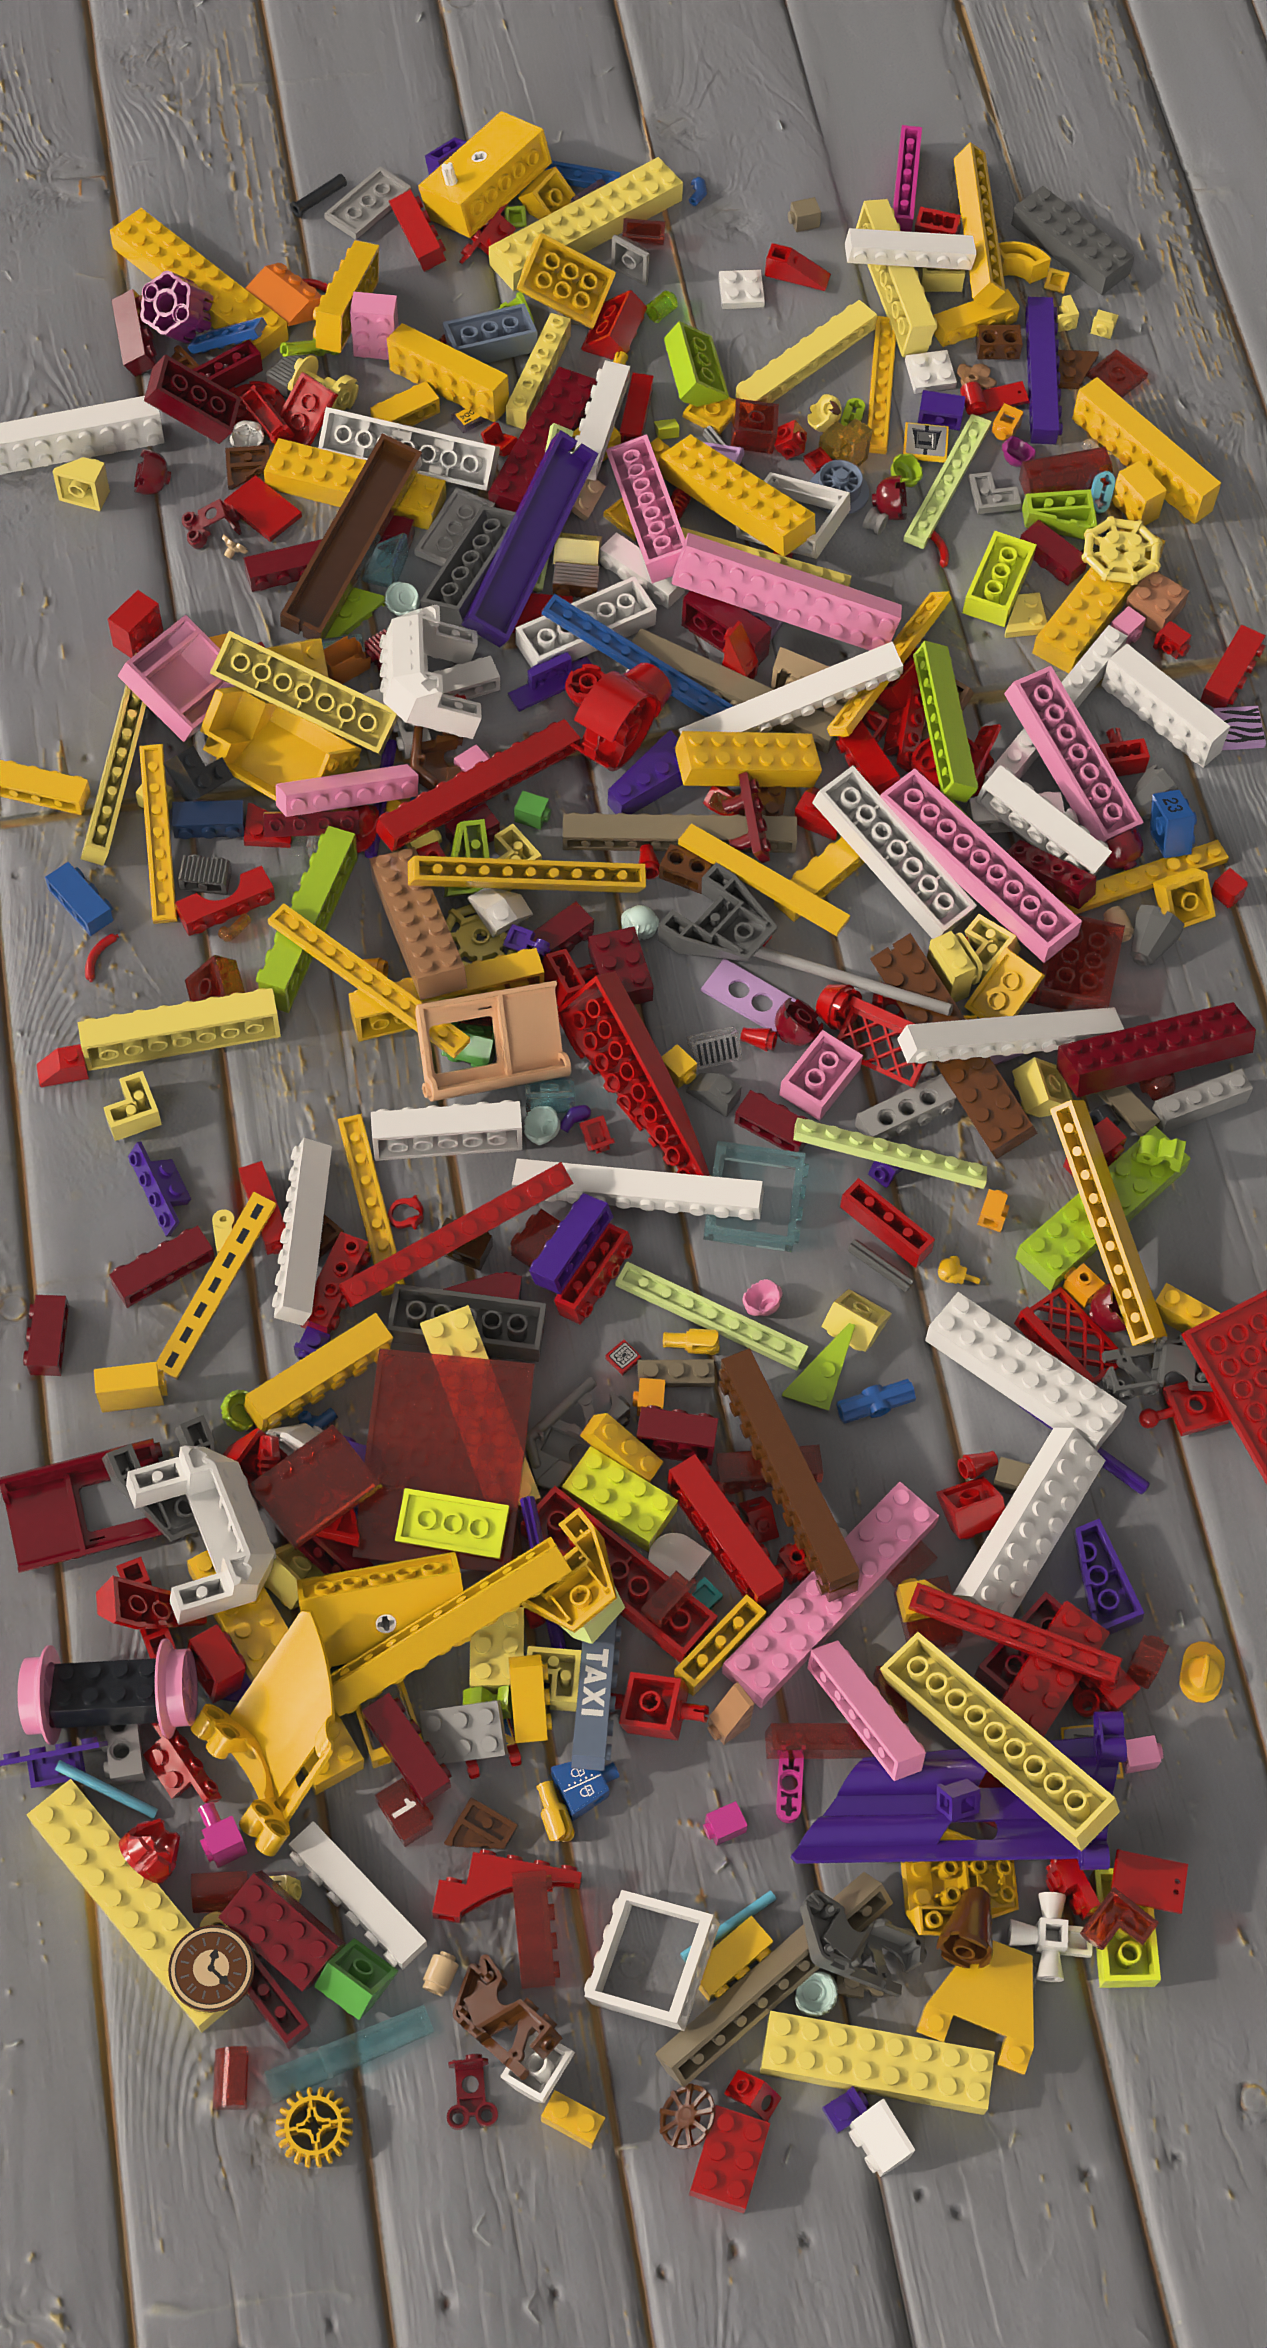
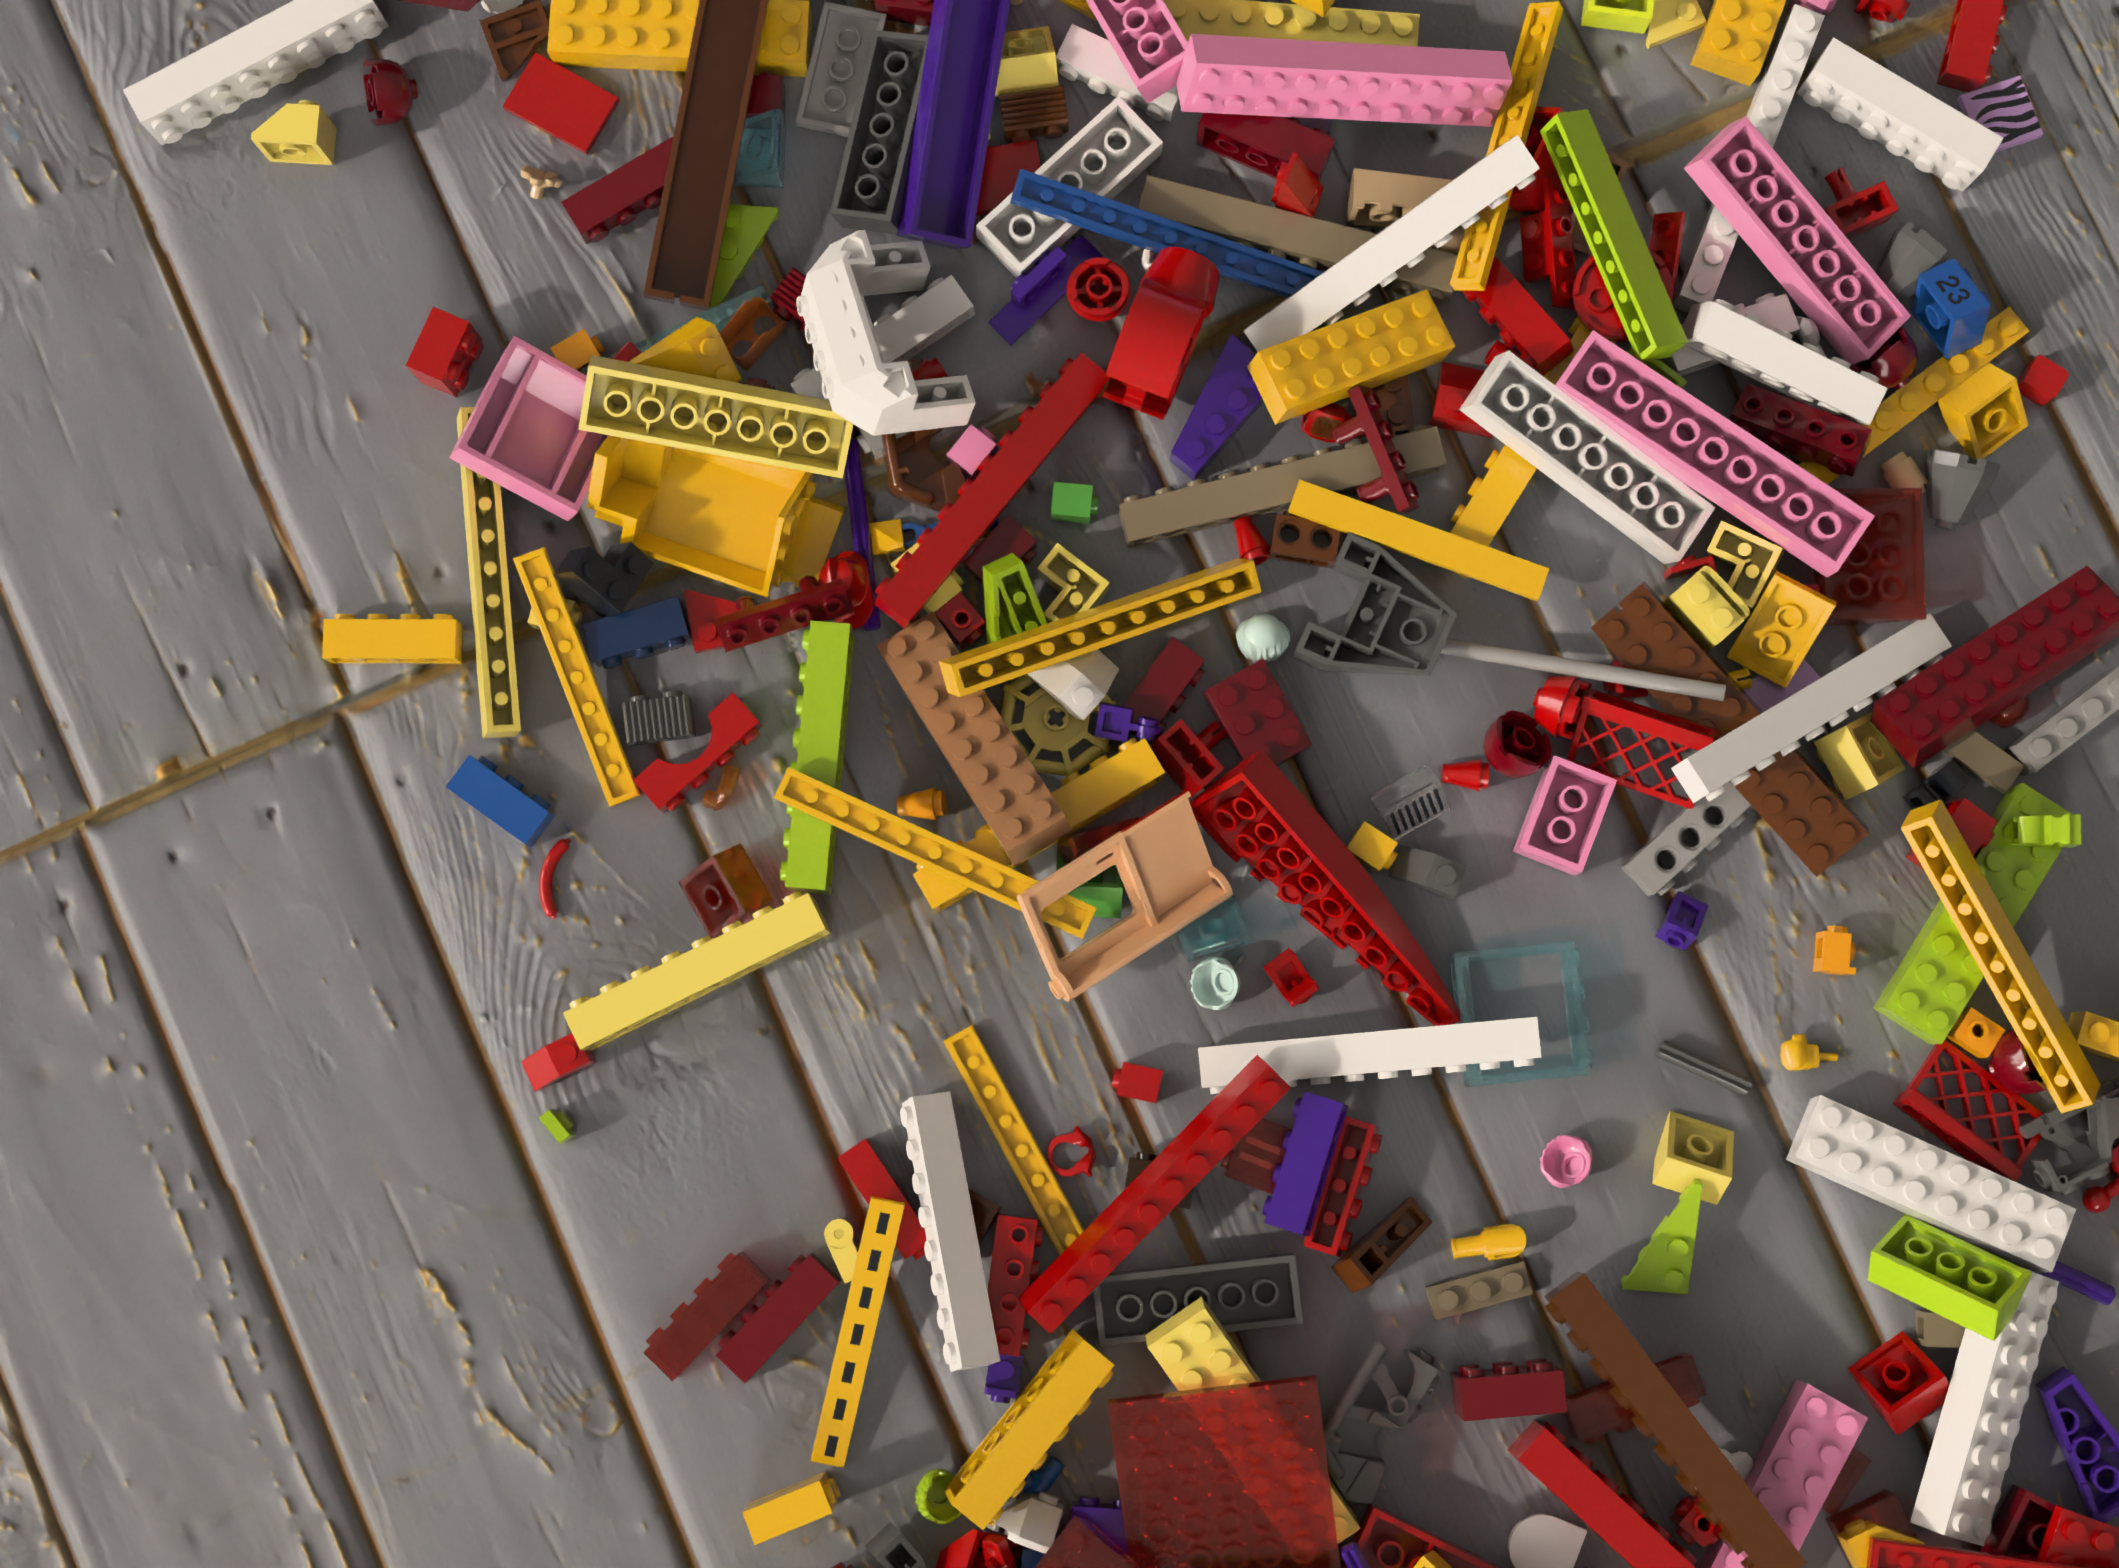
camera: 10 degrees left, 20 degrees up
(46, 1335) = (660, 1454): dark red brick -> none
(48, 1106) = (558, 1124): none -> lime plate
(103, 1255) = (707, 1315): none -> clear red brick
(134, 1113) = (680, 1104): light yellow brick -> none
(161, 1185) = (743, 1199): dark purple bracket -> none
(199, 525) = (514, 133): dark red piece -> none
(346, 790) = (818, 553): bright pink brick -> none
(402, 598) = (801, 208): light aqua hair -> none
(446, 1130) = (1095, 1030): white brick -> none
(468, 1176) = (1137, 1082): none -> red brick
(497, 1285) = (1216, 1242): dark red slope -> none
(574, 1115) = (1253, 956): dark purple arm -> none
(611, 1323) = (1381, 1246): none -> reddish brown slope
(620, 1498) = (1455, 1491): neon yellow brick -> none
(621, 1446) = (1444, 1432): yellow brick -> none
(622, 1357) = (1406, 1286): tile -> none
(650, 1393) = (1457, 1340): light orange brick -> none
(711, 1316) = (1505, 1200): yellowish green plate -> none
(728, 973) = (1391, 710): lavender piece -> none
(760, 1519) = (1639, 1469): red bracket -> none
(769, 1121) = (1518, 898): dark red brick -> none
(876, 1401) = (1745, 1266): blue piece -> none
(877, 723) = (1512, 242): red bracket -> none
(887, 1223) = (1703, 1012): red brick -> none
(890, 1153) = (1683, 910): yellowish green plate -> none
(975, 1464) = (1891, 1321): red cone -> none
(1019, 1430) = (1948, 1276): none -> lime slope

